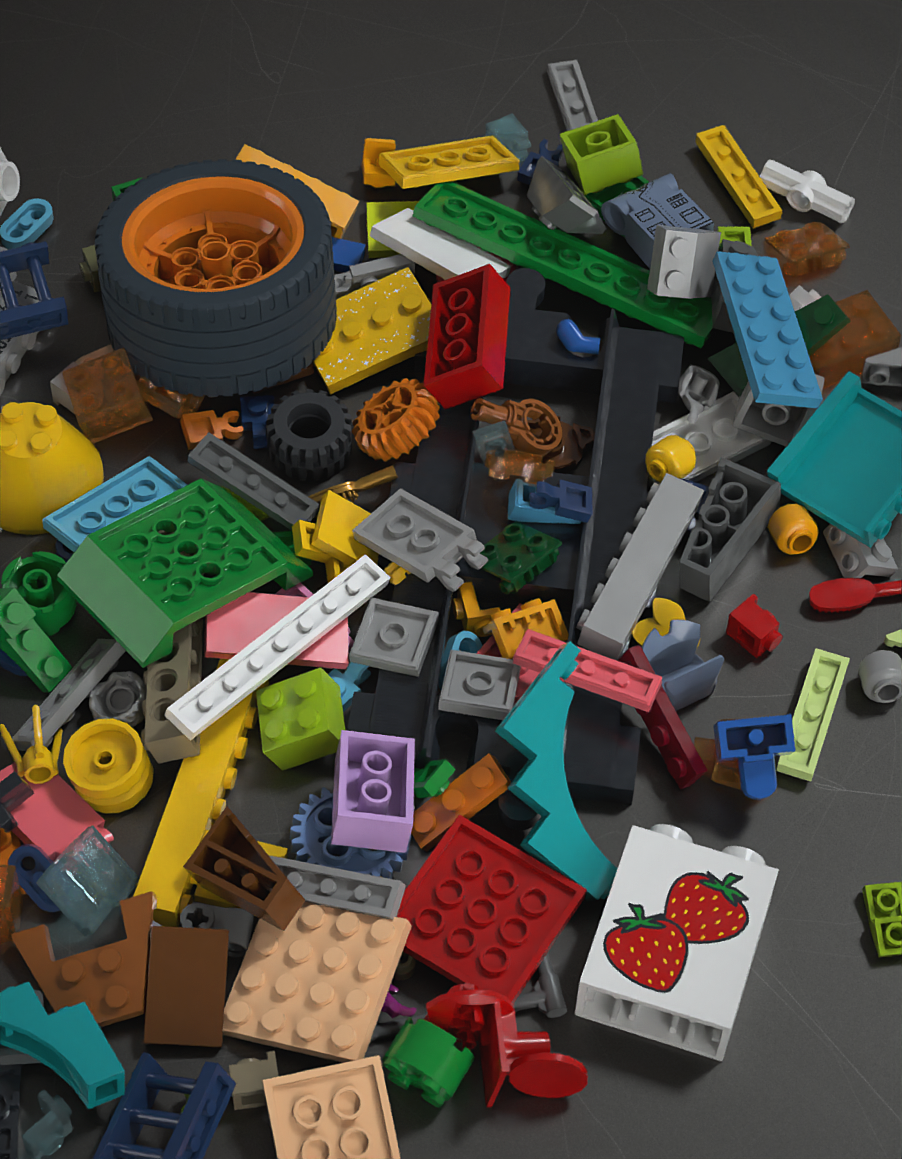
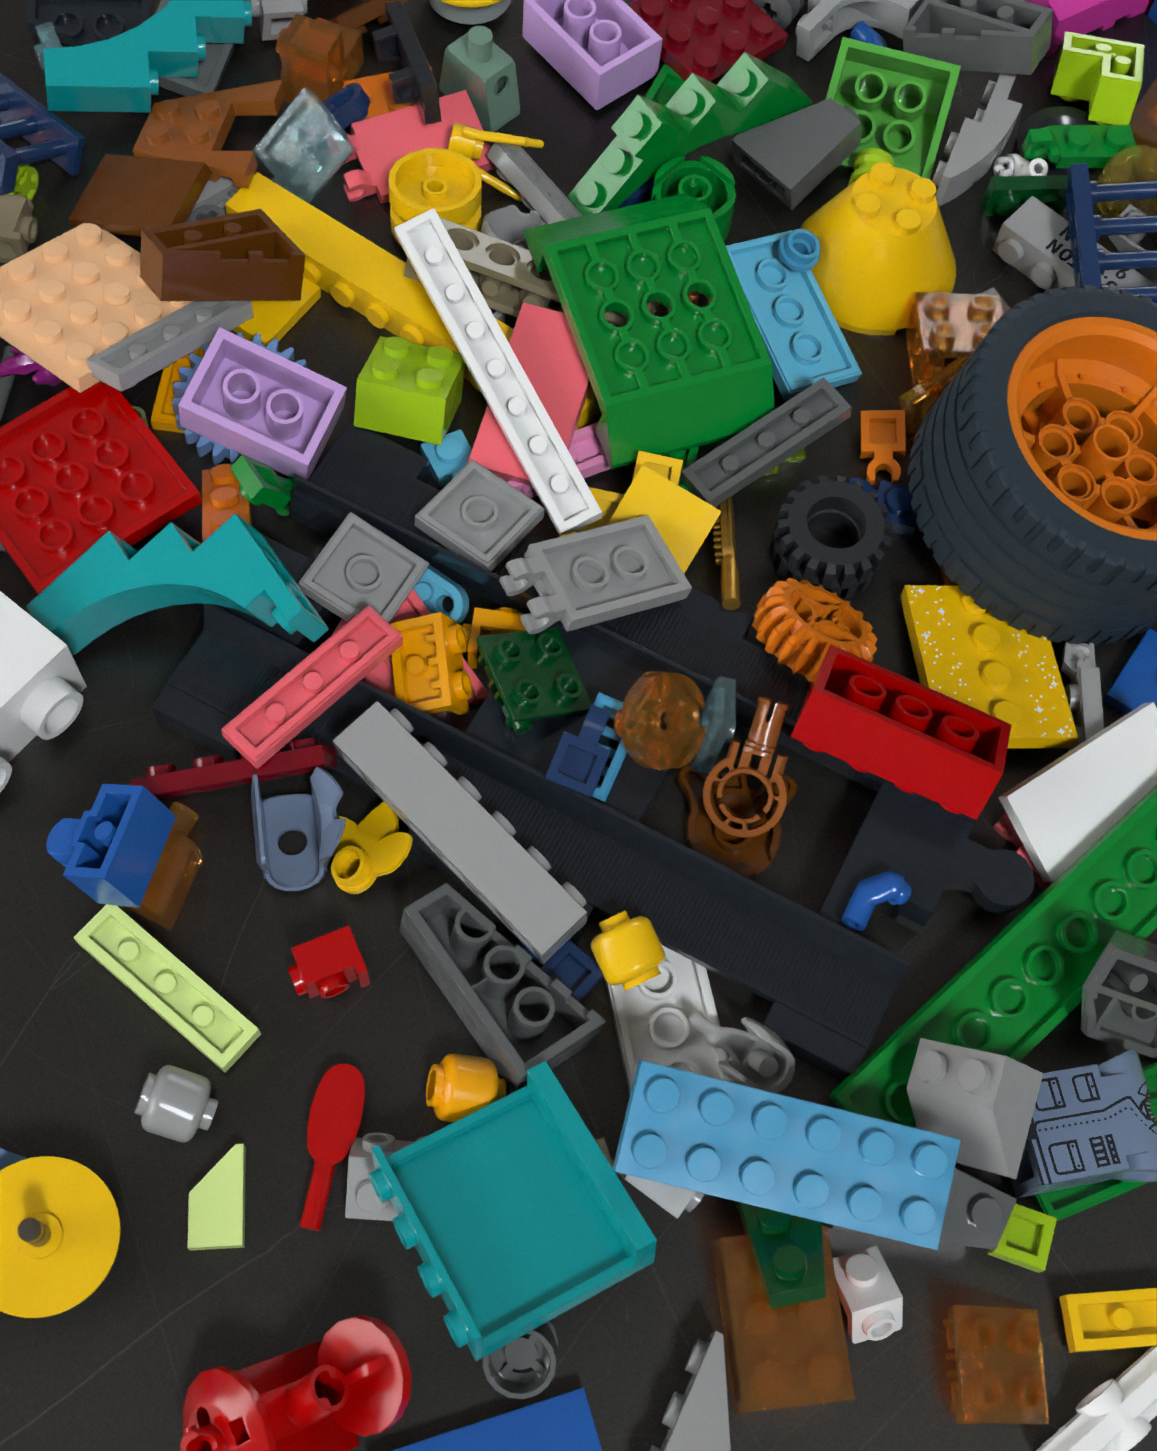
camera: 105 degrees right, 10 degrees up
(68, 502) = (799, 250): none -> dark azure plate

